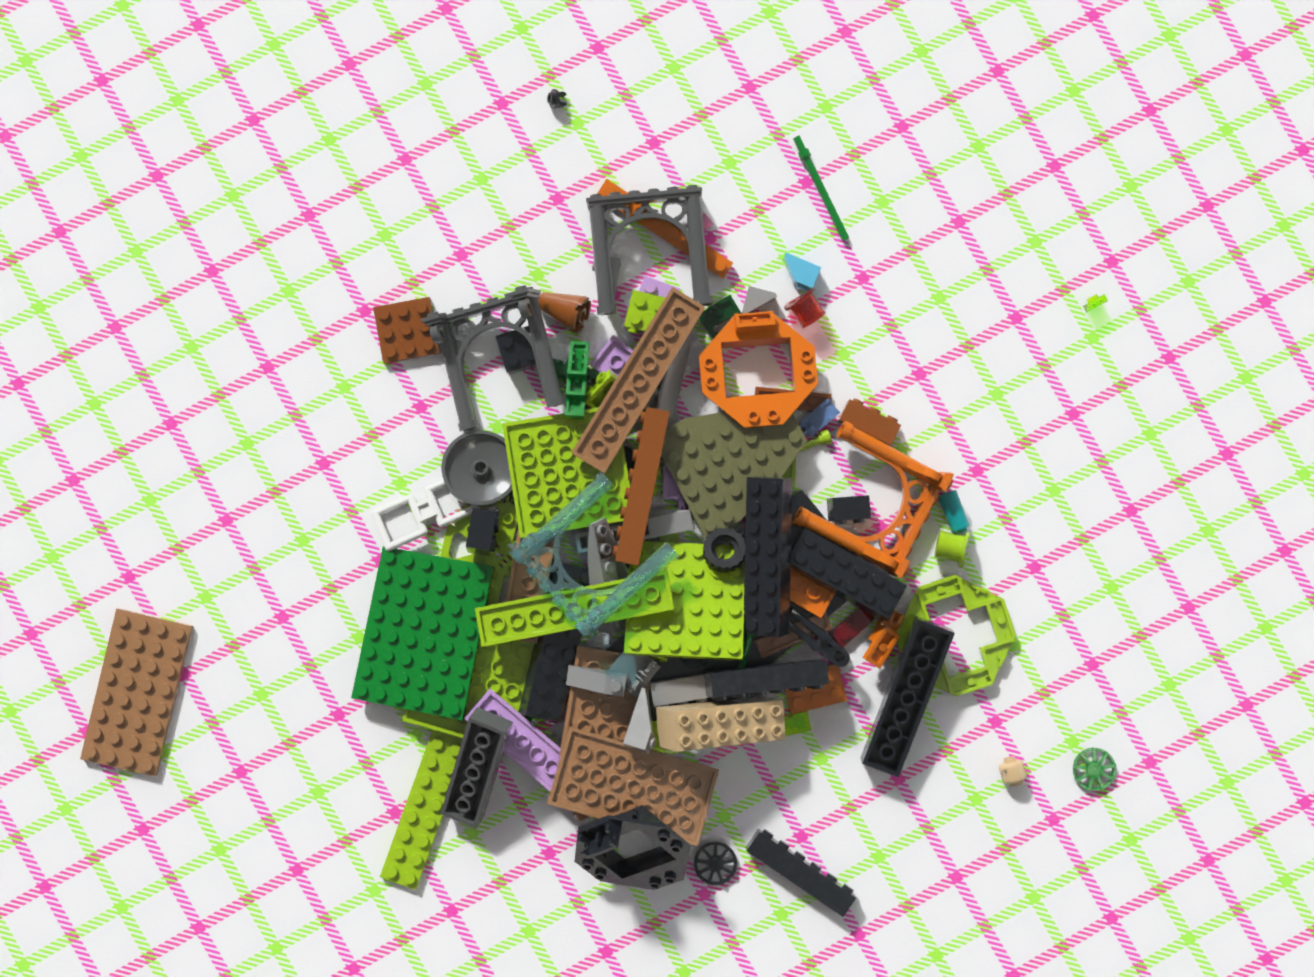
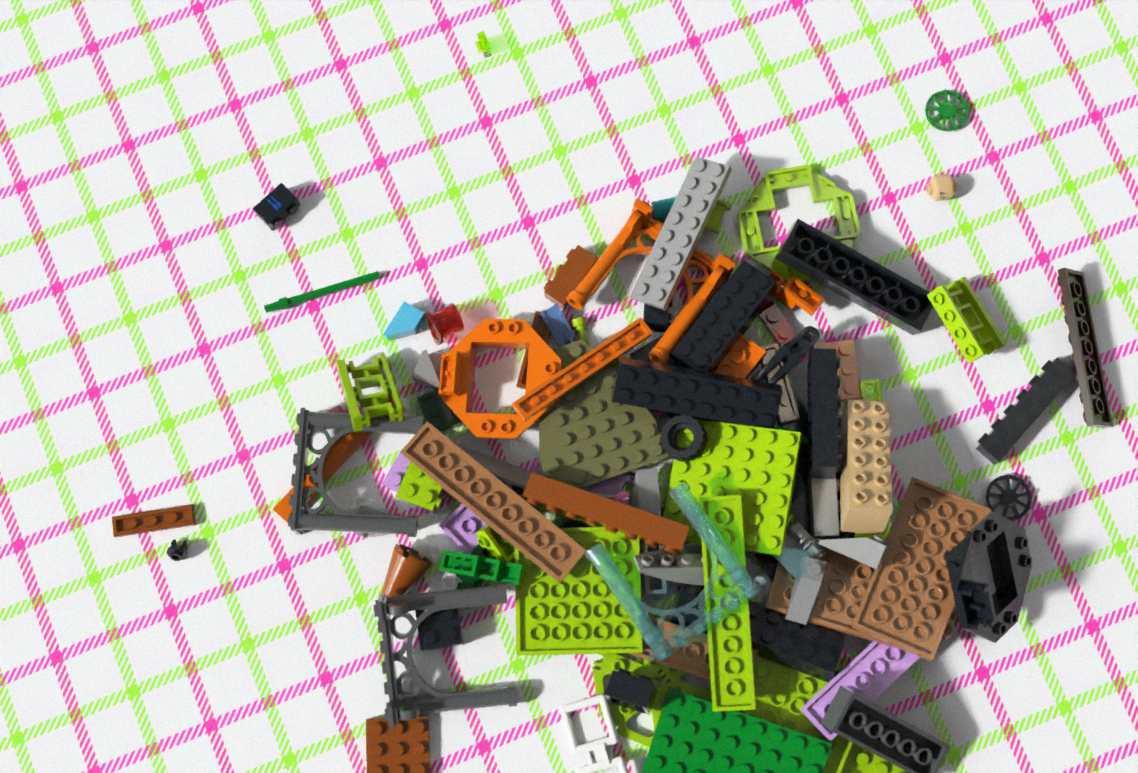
camera: 80 degrees left, 10 degrees down
(477, 468) = (560, 690): dark grey dish -> none
(581, 71) = (153, 521): none -> dark orange tile
(661, 498) = (621, 496): none -> bright pink hinge
(722, 234) = (354, 394): none -> lime fence
(775, 445) = (581, 369): none -> orange plate
(869, 923) = (1084, 348): none -> dark brown plate
(898, 130) = (277, 207): none -> black brick
(899, 805) = (966, 319): none -> lime fence
(926, 522) = (680, 233): none -> light grey plate

